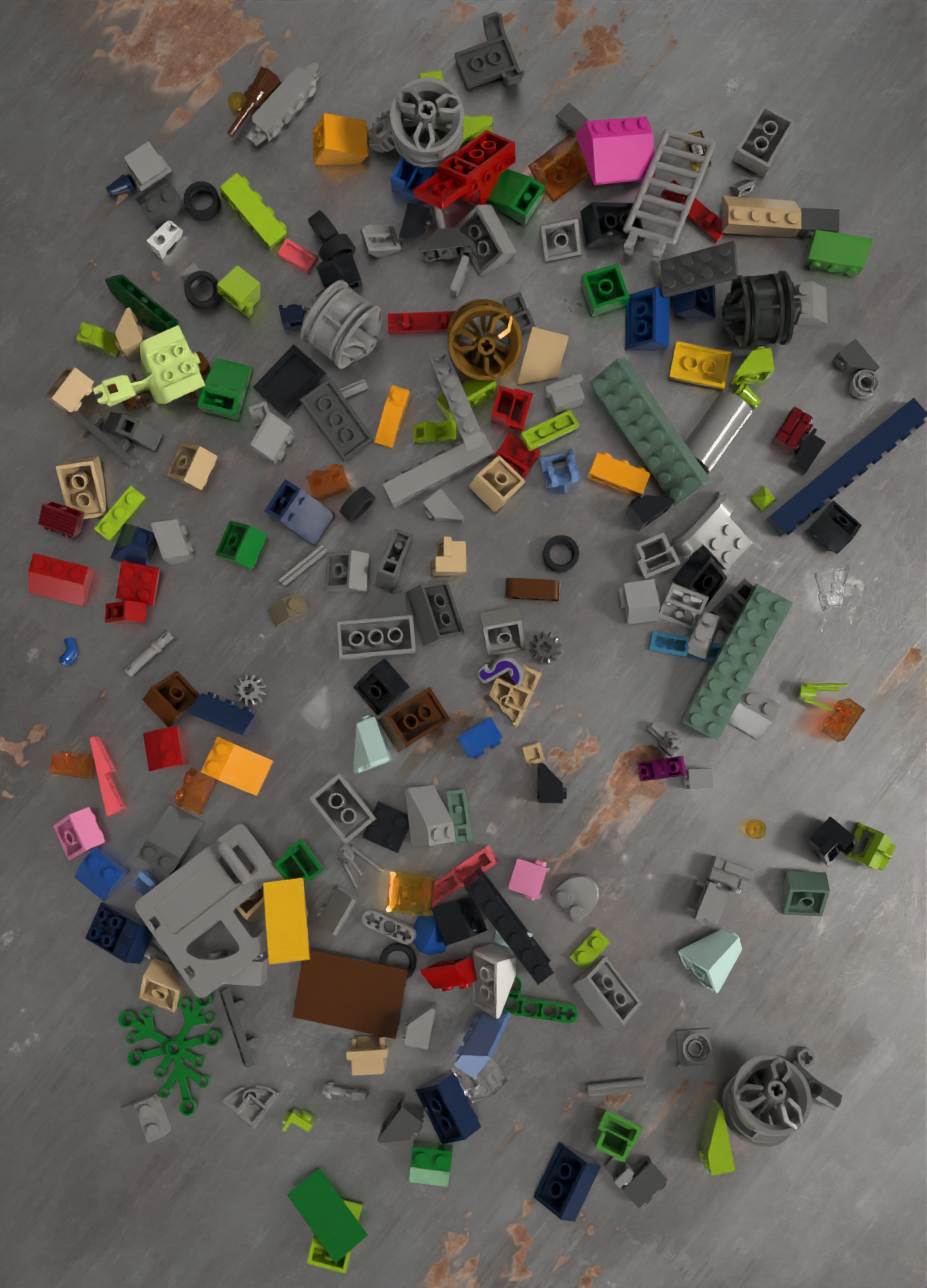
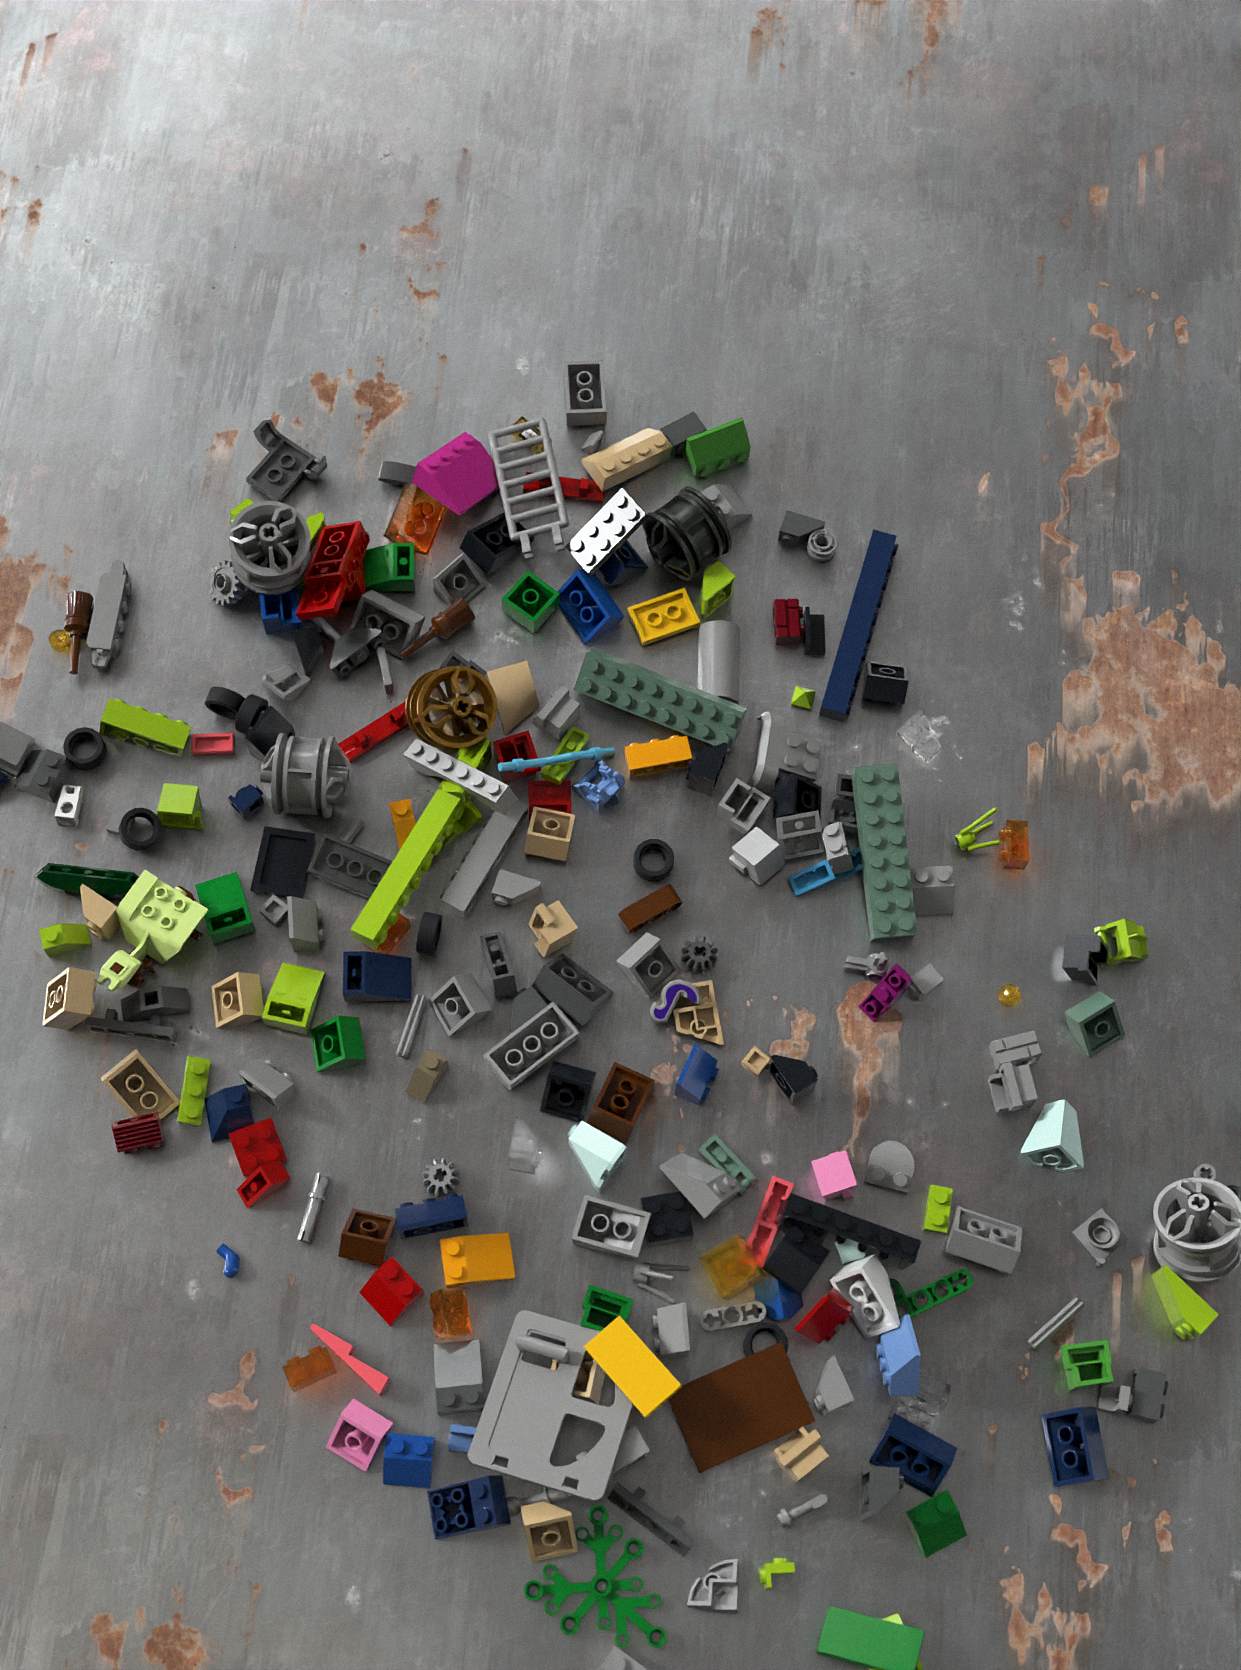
camera: 40 degrees left, 15 degrees down
(59, 579) = (173, 1194): red slope -> none
(231, 489) = (293, 998): none -> lime slope
(340, 140) = (186, 617): light orange slope -> none
(371, 445) = (407, 869): none -> lime brick
(506, 417) = (520, 765): none -> medium azure bar
(526, 267) = (443, 625): none -> reddish brown piece
(747, 395) = (726, 615): lime cone -> none

